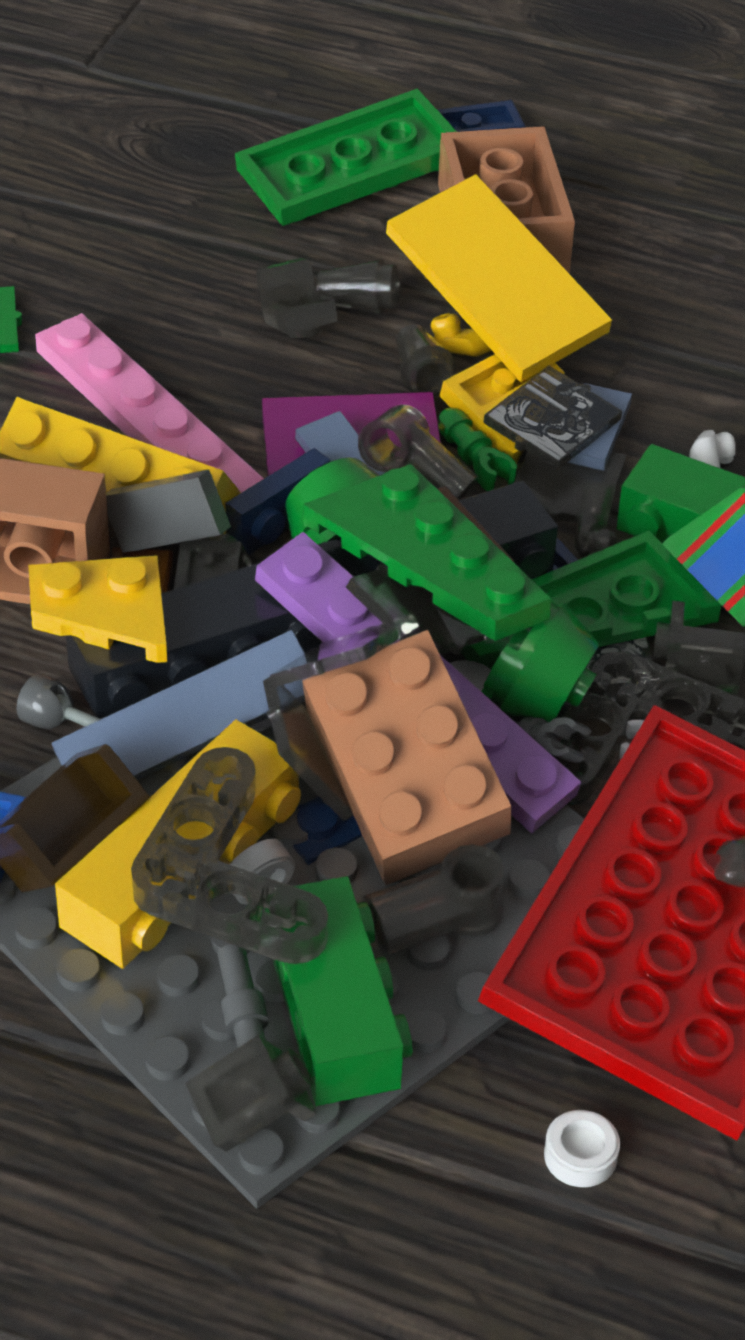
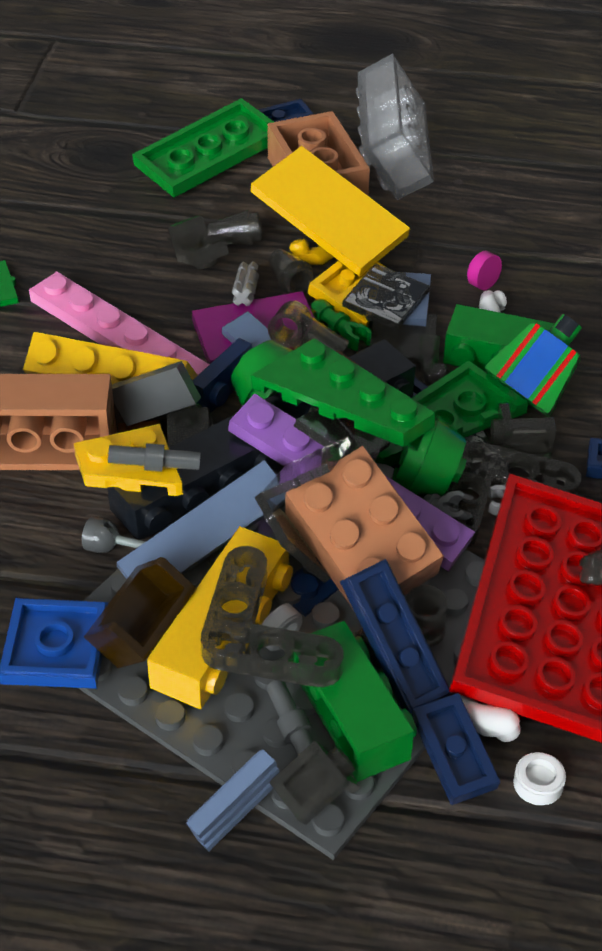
camera: 10 degrees left, 0 degrees up
(130, 1100) = (233, 800): none -> sand blue tile
(132, 602) = (154, 457): none -> dark grey bar
(350, 369) = (245, 283): none -> light grey axle
(414, 910) = (395, 636): none -> dark blue tile
(467, 1084) = (455, 749): none -> dark blue plate
(526, 1051) = (493, 720): none -> white arm
(632, 163) = (393, 128): none -> clear brick
(714, 399) = (484, 270): none -> dark pink tile

